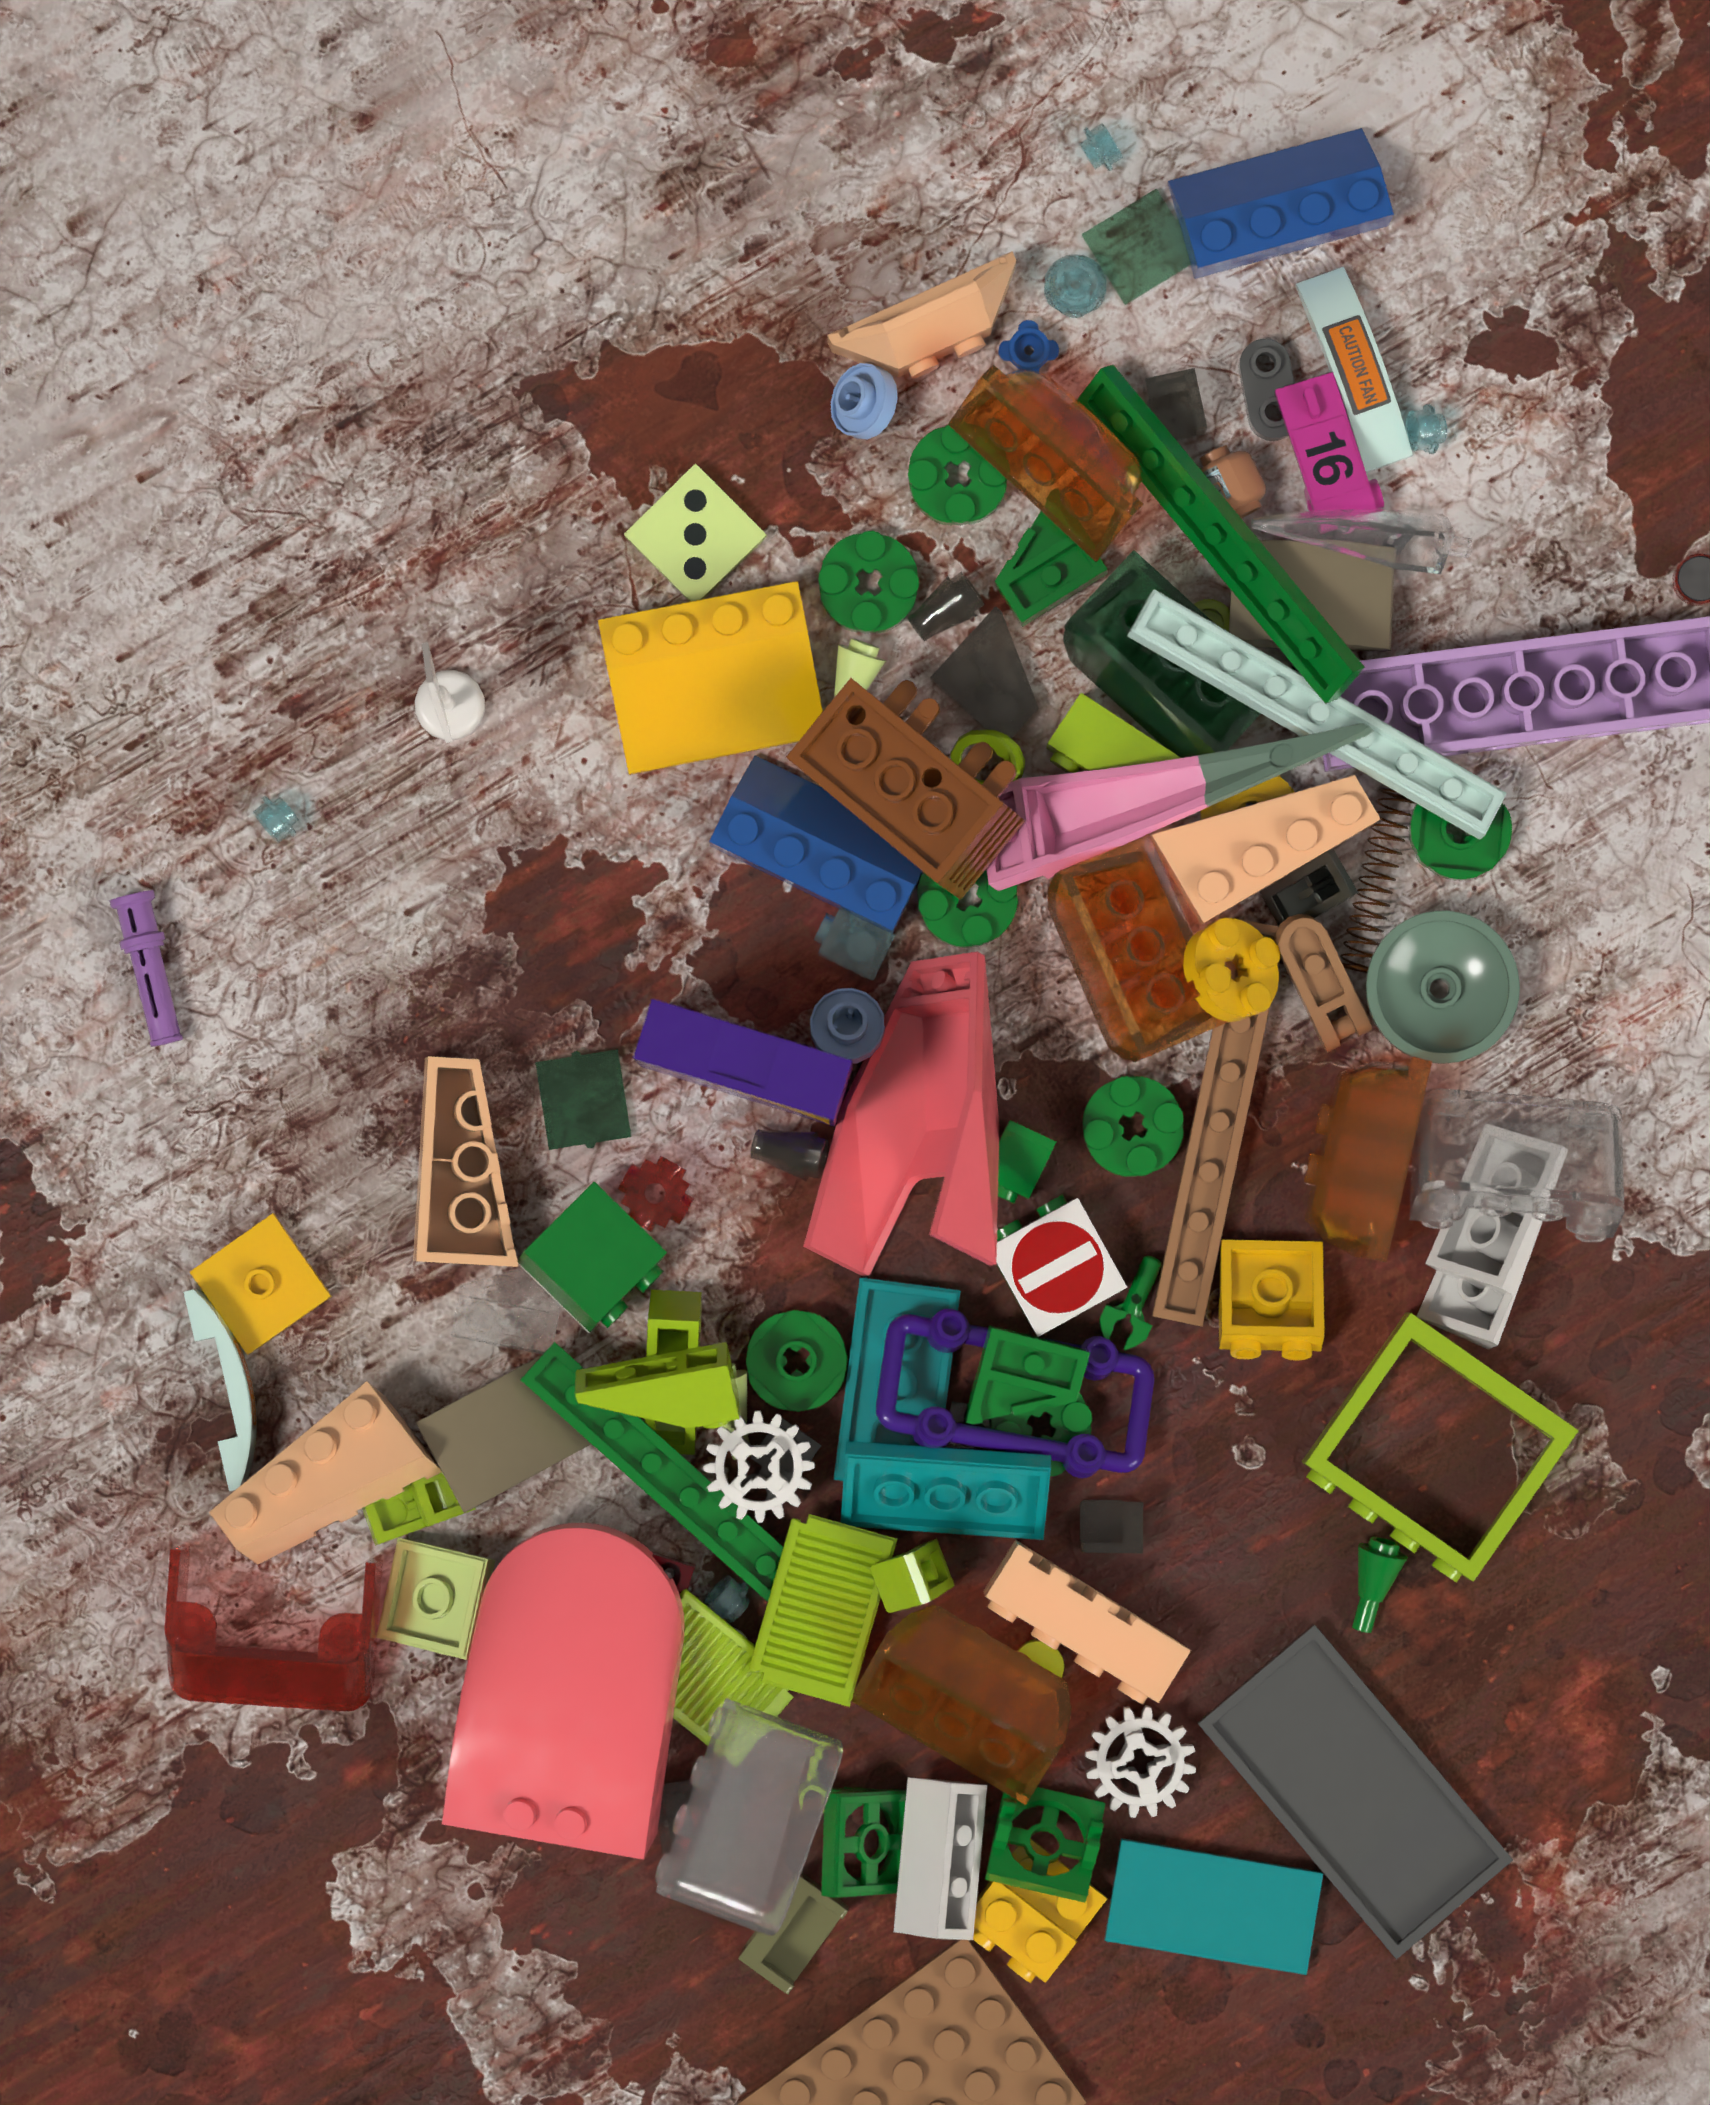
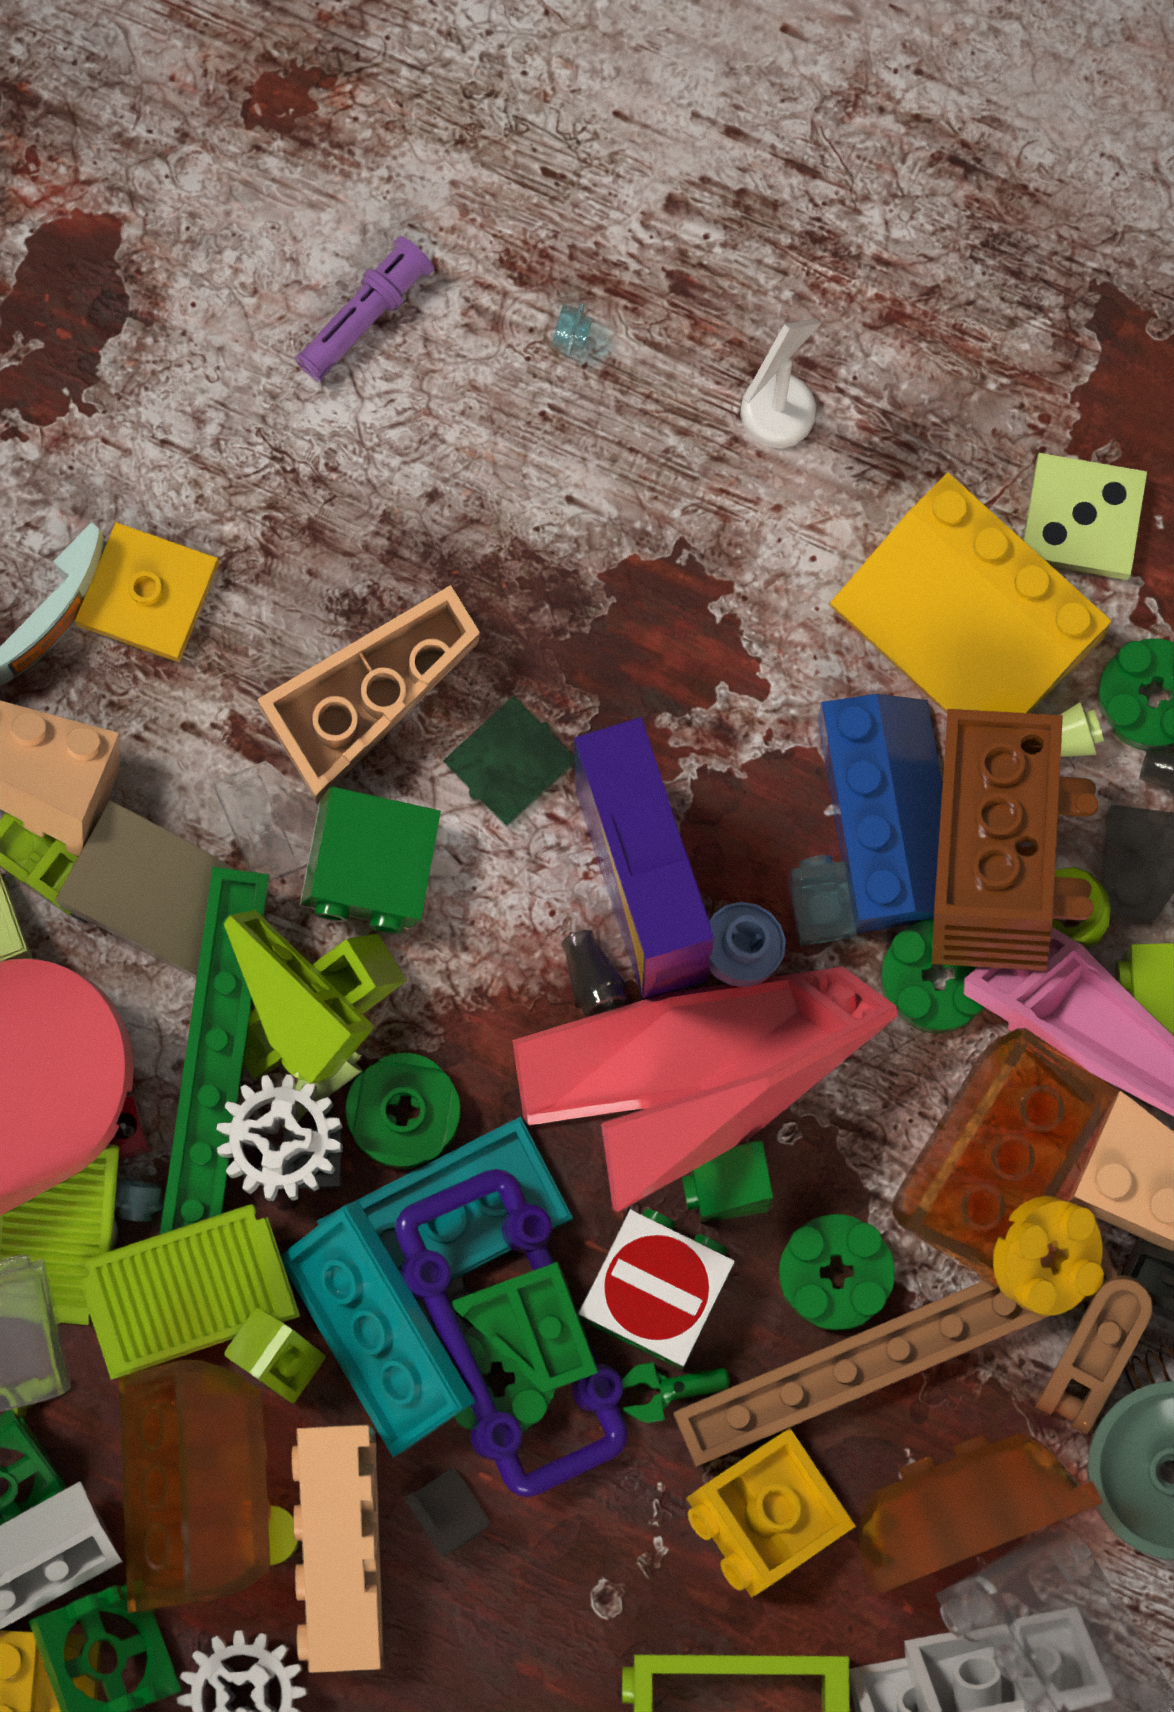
camera: 55 degrees right, 10 degrees down
(671, 1208) = (468, 897): clear red brick -> none

